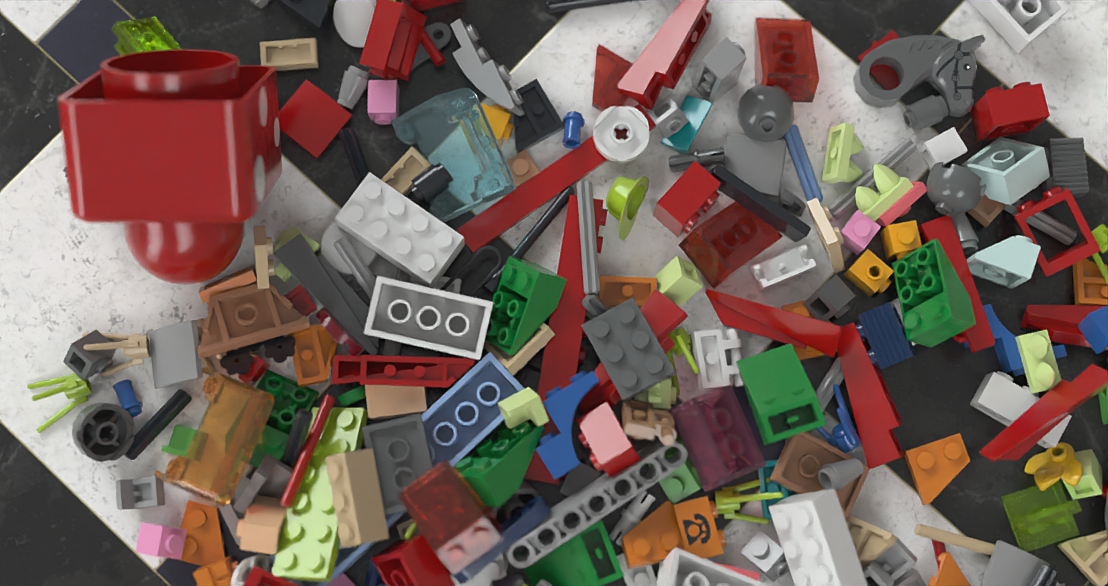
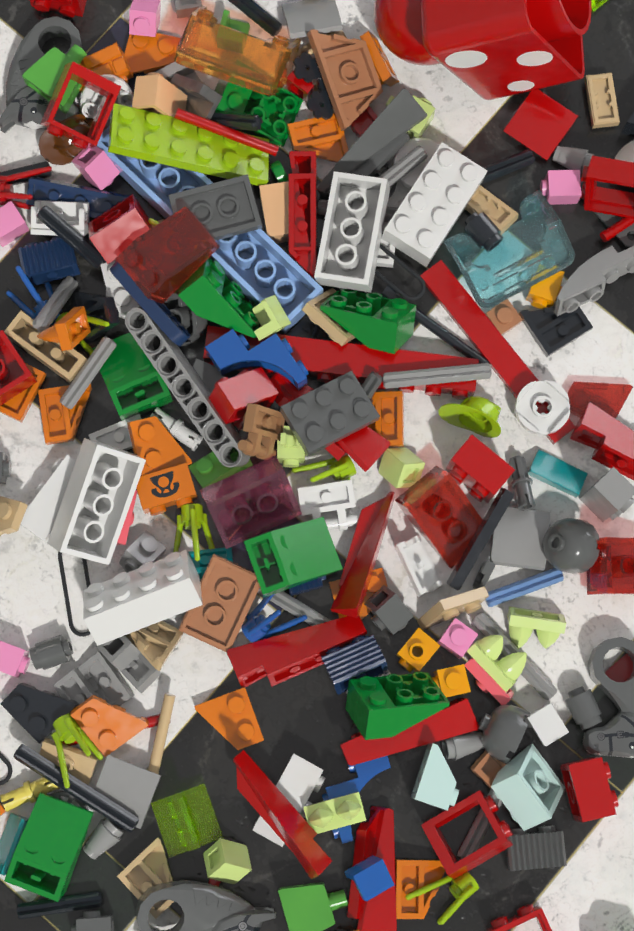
camera: 85 degrees right, 0 degrees up
(263, 247) = (411, 78): tan wing -> none
(338, 332) = (334, 151): dark red tile -> none
(357, 497) = (183, 171): tan brick -> none
(573, 123) = (550, 364): blue pin -> none
(668, 116) = (562, 452): light grey bracket -> none
(839, 474) = (219, 618): light grey cone -> none
(1052, 466) = (235, 832): yellow plate -> none

